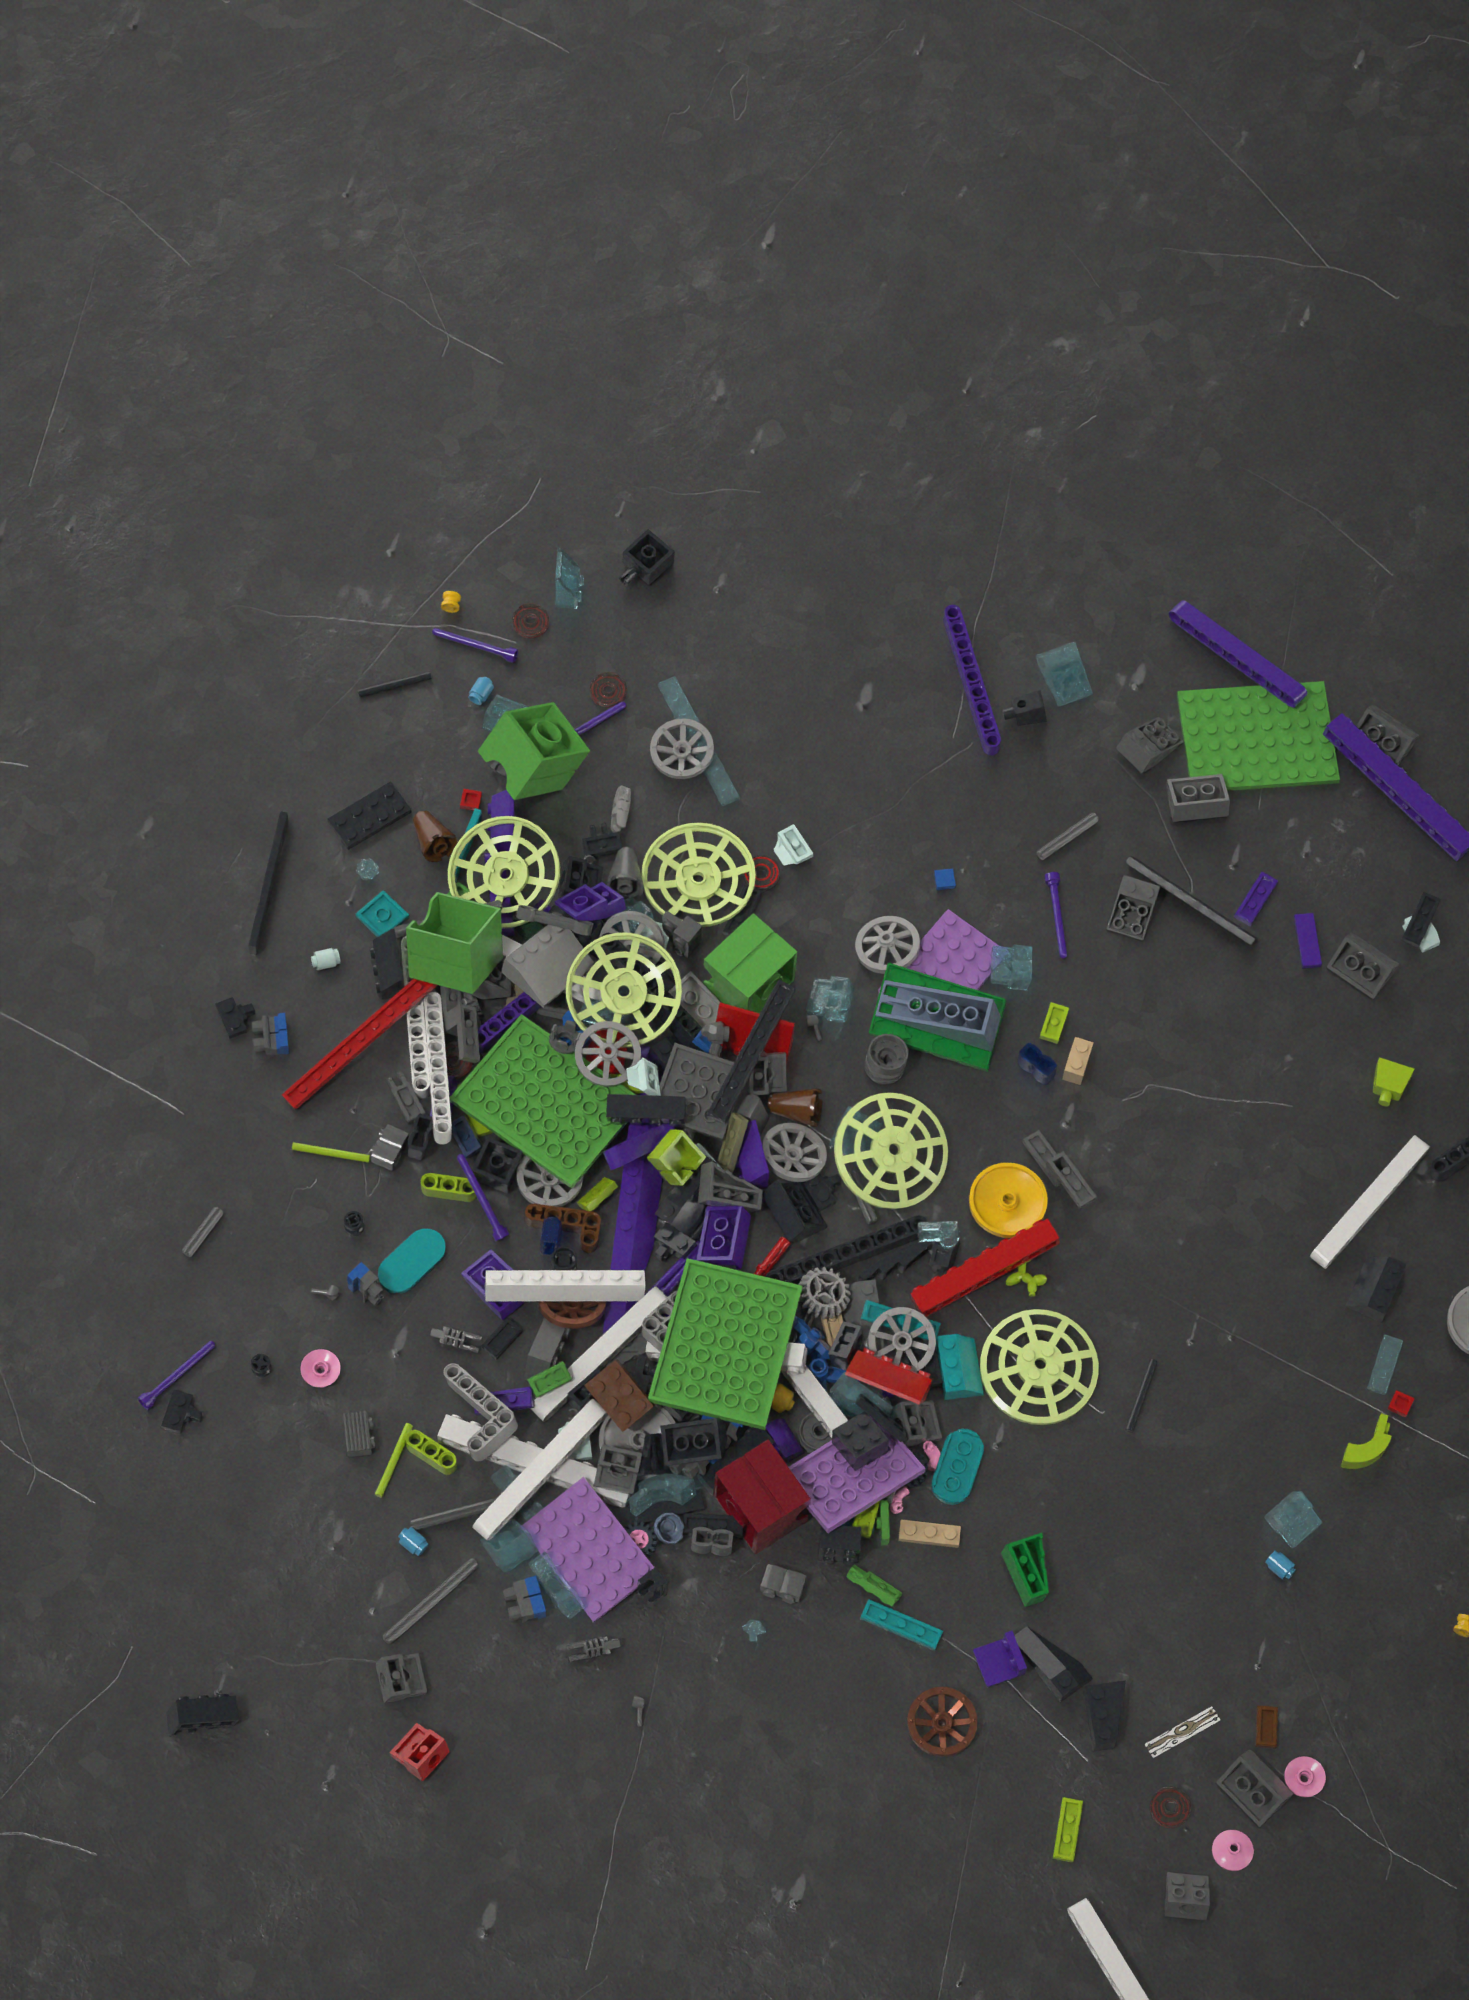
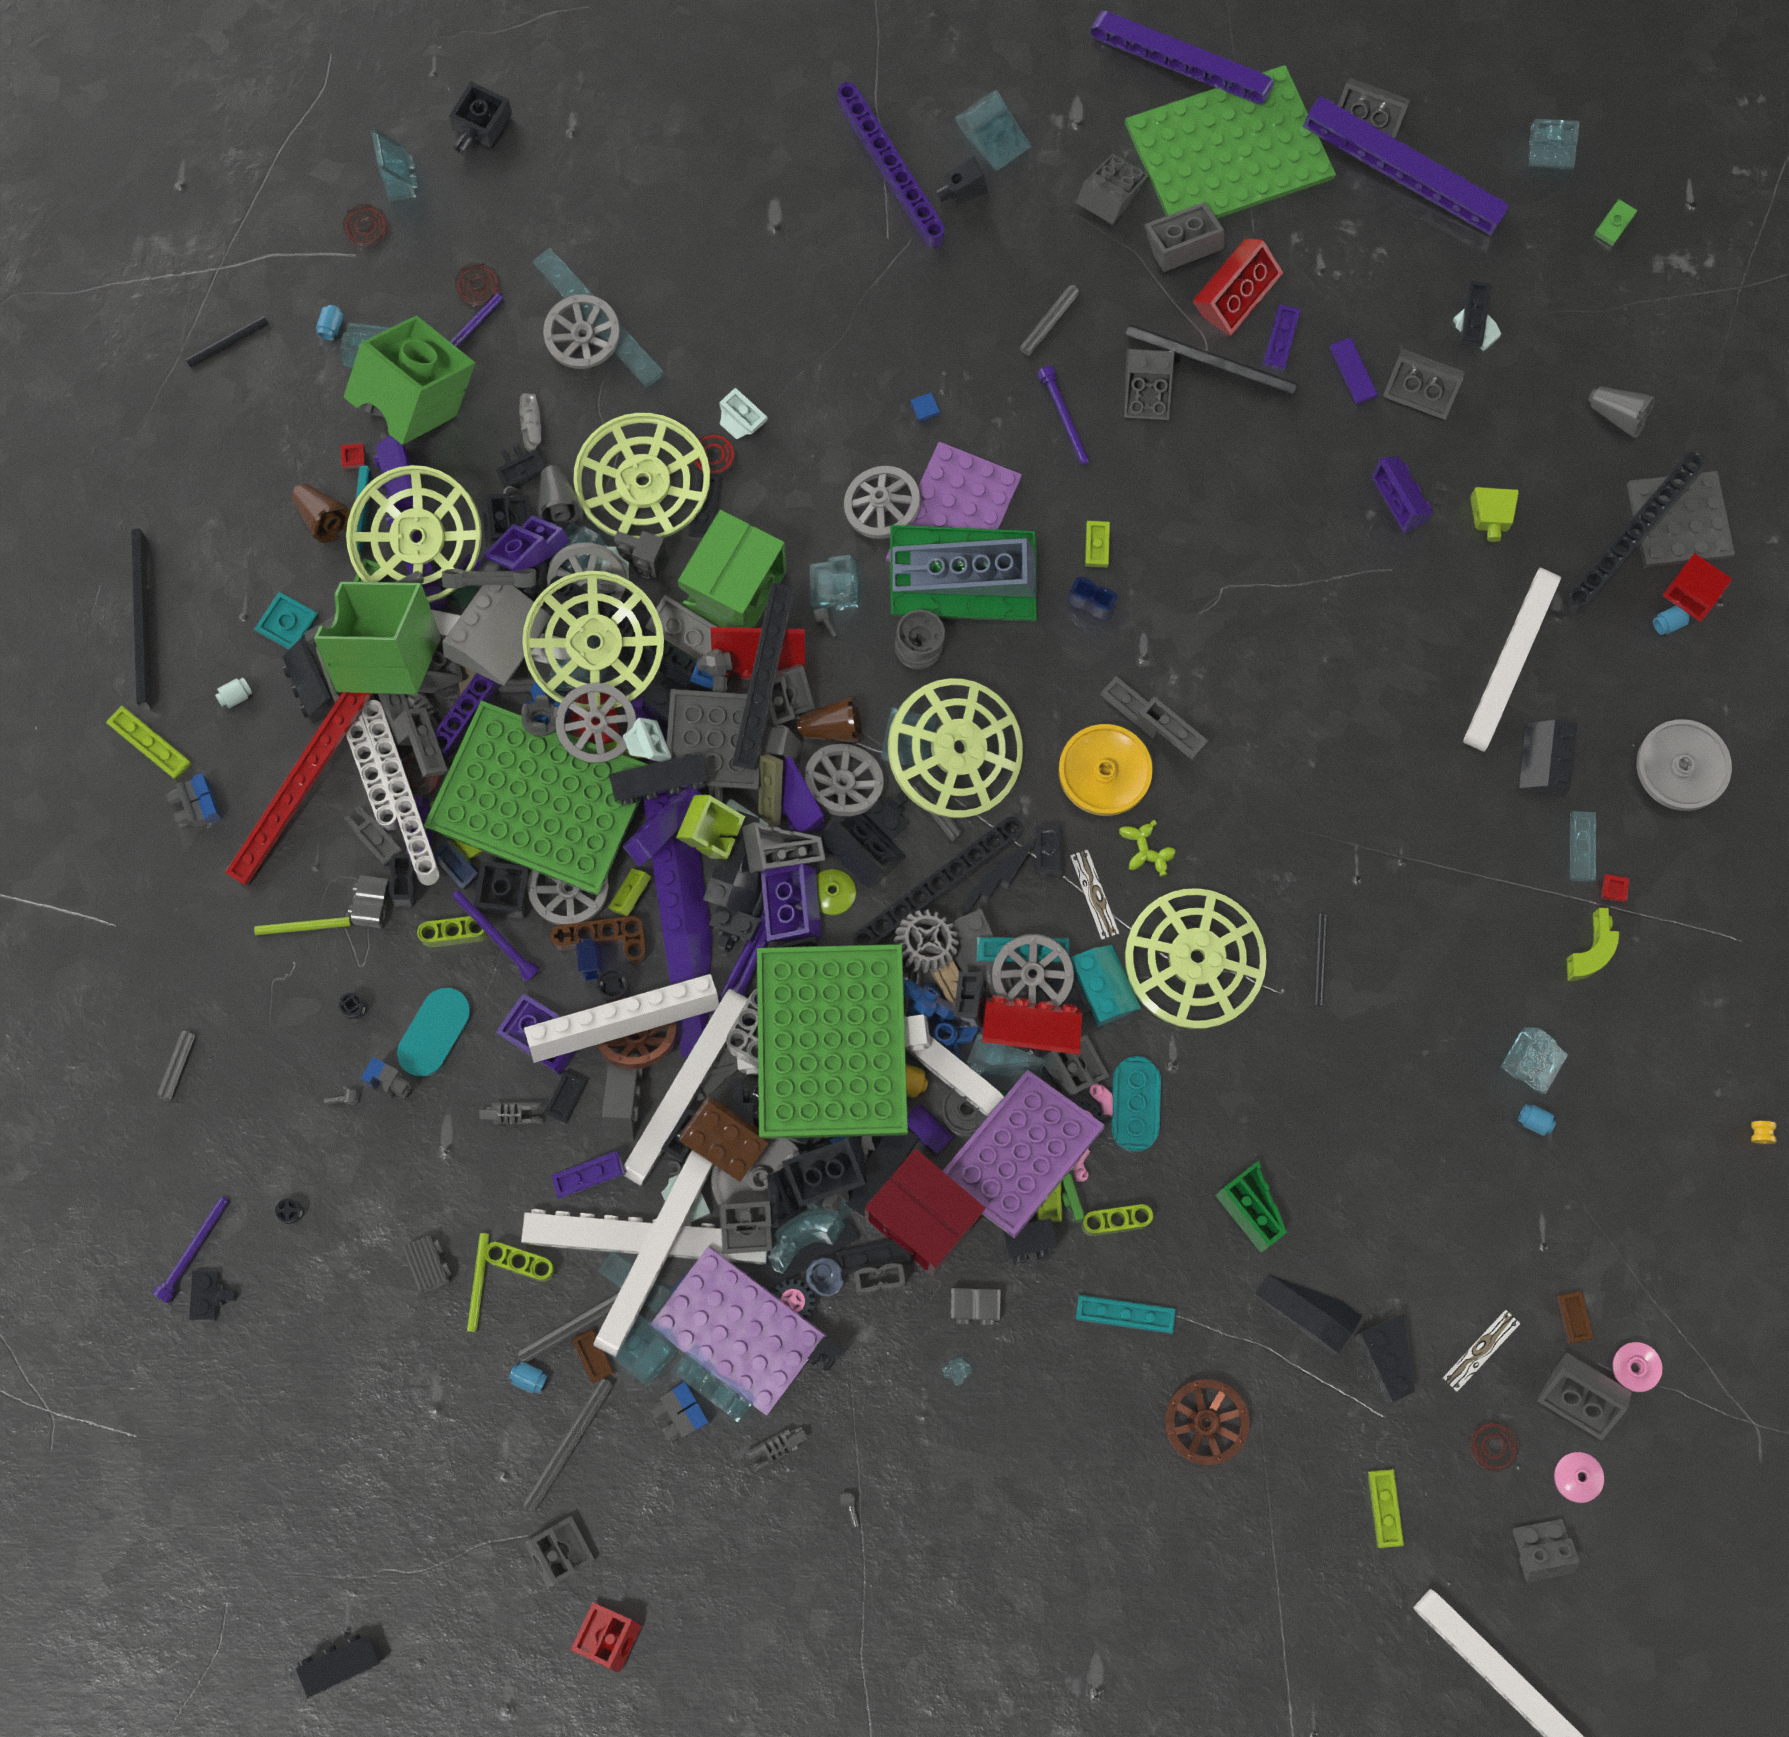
camera: 15 degrees left, 10 degrees up
(234, 1016) = (144, 791): black hinge -> none
(248, 980) = (149, 743): none -> lime tile
(316, 1360) = (348, 1194): bright pink dish -> none
(367, 869) = (253, 571): clear light blue plant -> none
(369, 815) = (239, 506): black plate -> none
(451, 601) = (265, 225): yellow wheel -> none
(468, 1540) = (593, 1359): none -> reddish brown tile
(484, 1406) = (567, 1190): light grey beam -> none
(509, 654) = (350, 270): dark purple piece -> none
(549, 1379) = (635, 1137): bright green plate -> none
(761, 1246) = (843, 898): none -> lime dish
(772, 1258) = (852, 916): red pin -> none
(860, 1440) = (1020, 1114): black brick -> none
(875, 1585) = (1082, 1277): bright green hinge -> none
(881, 1417) = (1036, 1078): black tile -> none
(923, 1556) = (1126, 1213): none -> lime beam
(929, 1533) = (1126, 1194): tan plate -> none
(944, 1232) = (1045, 830): clear light blue plate -> none
(973, 1311) = (1094, 894): none -> sticker
(985, 1268) = (1102, 859): red brick -> none
(1000, 1660) = (1251, 1326): dark purple bracket -> none
(1012, 966) = (1031, 490): clear light blue brick -> none
(1077, 1061) = (1137, 582): tan brick -> none
(1231, 848) = (1238, 285): none -> red slope
(1317, 1046) = (1401, 493): none -> dark purple slope

